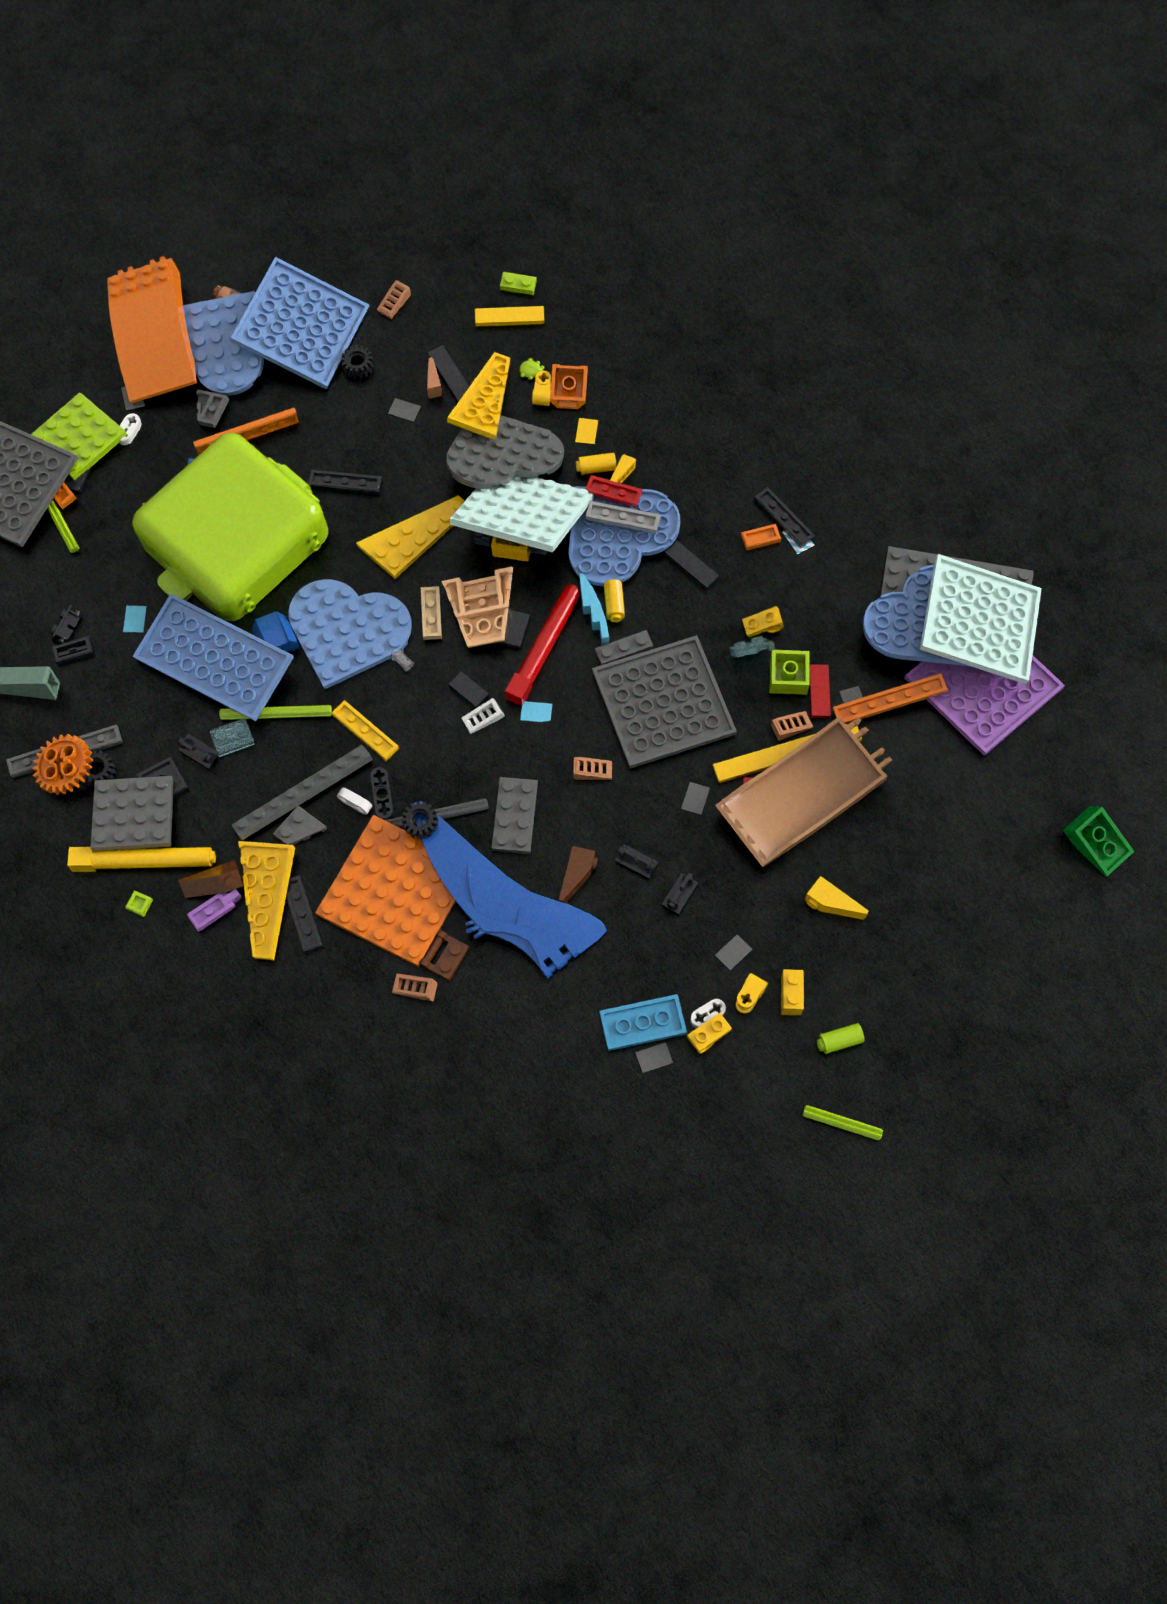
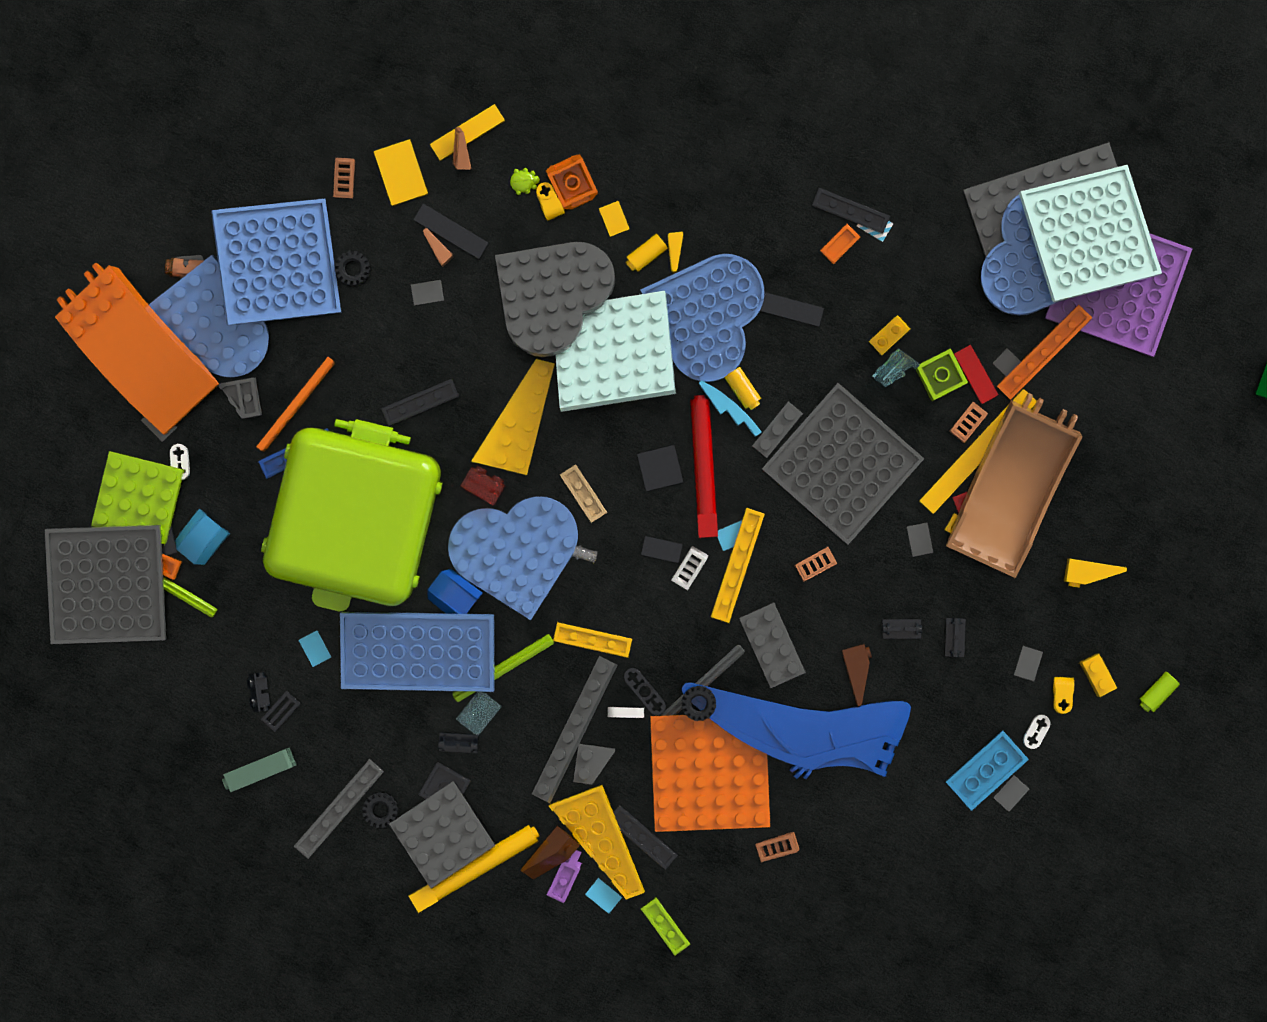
camera: 25 degrees left, 20 degrees up
(62, 764) = (365, 816): orange gear -> none
(104, 490) = (200, 538): none -> dark azure slope
(139, 903) = (497, 907): lime tile -> none
(236, 946) = (603, 895): none -> medium azure sticker
(272, 1001) = (665, 926): none -> lime tile
(353, 564) = (482, 485): none -> clear red brick
(439, 318) = (400, 172): none -> yellow tile
(449, 959) = (792, 805): reddish brown plate -> none
(481, 606) = (627, 464): light nougat wedge -> none
(482, 402) = (504, 253): yellow wing -> none
(494, 322) = (460, 152): none -> nougat slope
(518, 283) = (453, 89): lime plate -> none
(524, 736) = (737, 565): none -> yellow tile
(614, 491) = (682, 279): red plate -> none
(623, 517) = (706, 302): light grey plate -> none
(709, 1032) = (1047, 750): yellow plate -> none
(842, 1122) = (1196, 762): lime axle -> none

